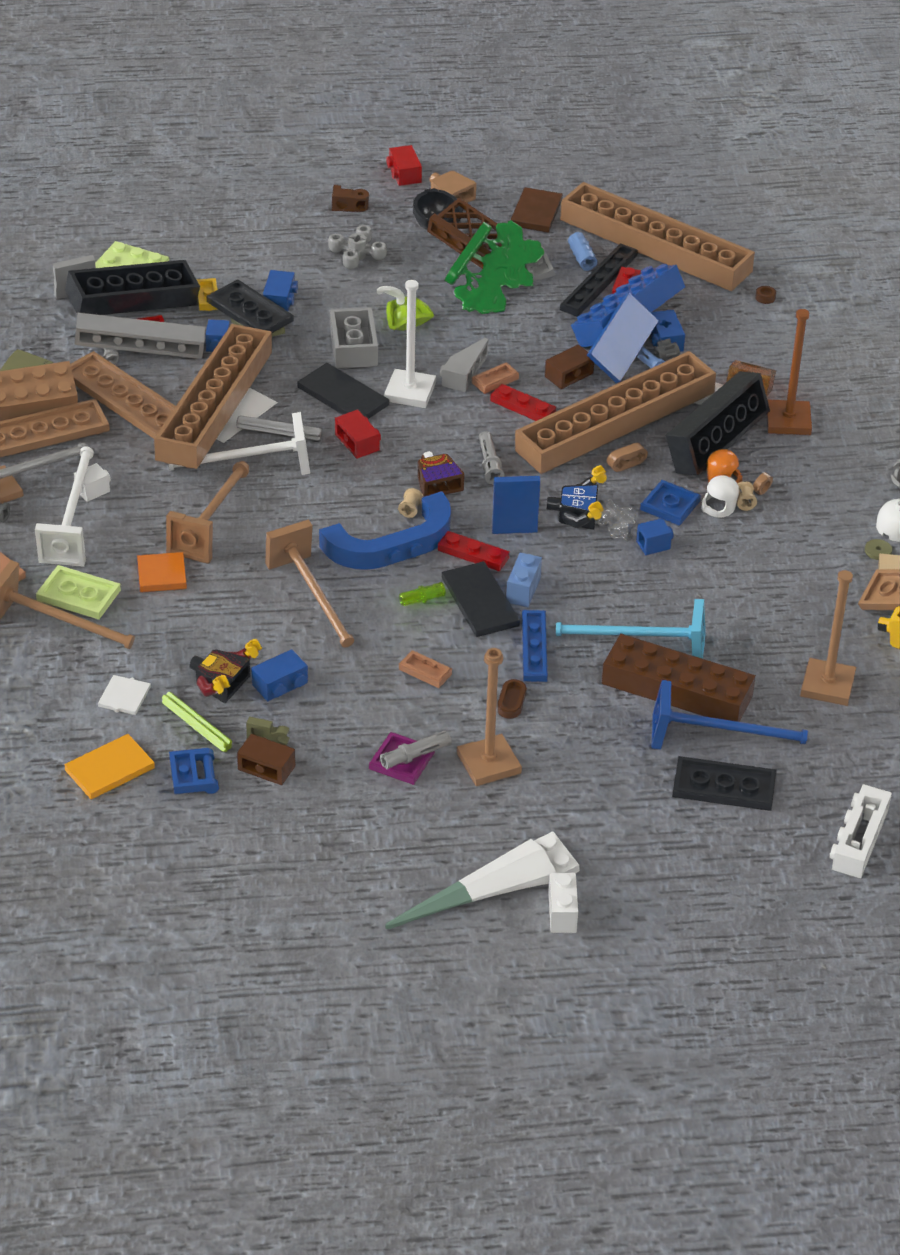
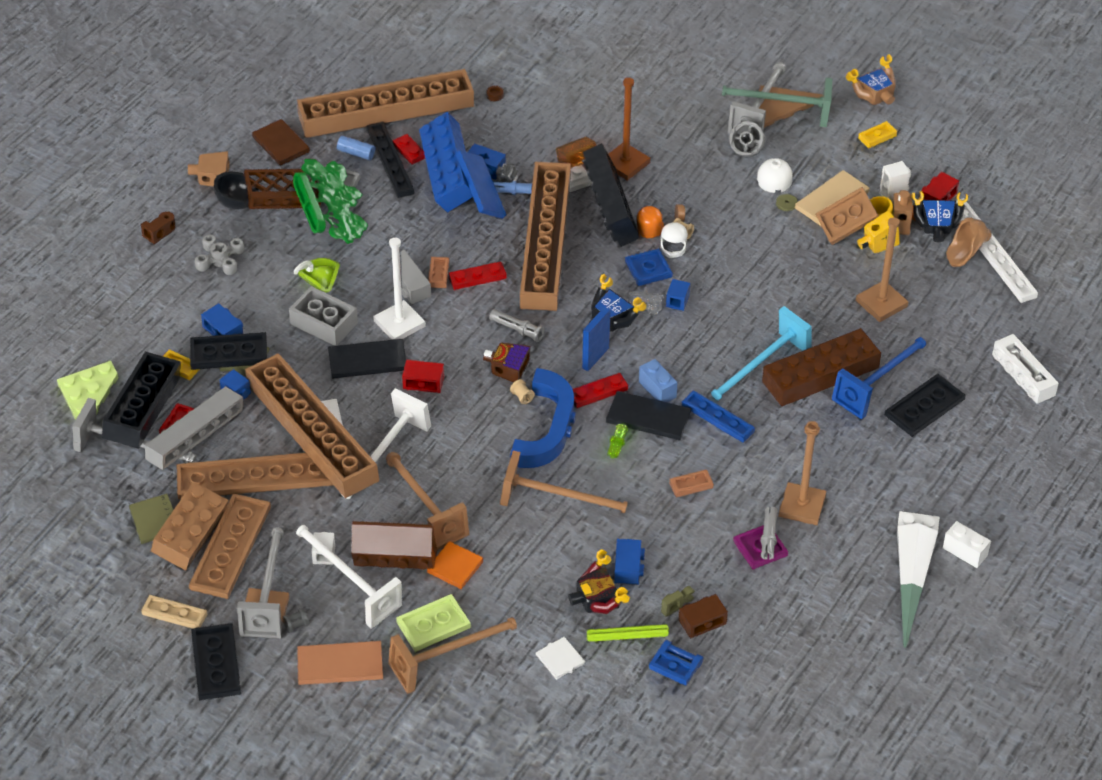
camera: 50 degrees left, 5 degrees up
(109, 766) = (626, 706): light orange tile -> none
(131, 516) = (393, 545): none -> slope
(276, 427) = (368, 414): light grey axle -> none
(404, 165) = (156, 175): red brick -> none
(511, 698) = (756, 458): reddish brown tile -> none
(569, 367) = (468, 229): reddish brown brick -> none
(627, 457) = (588, 258): medium nougat beam -> none

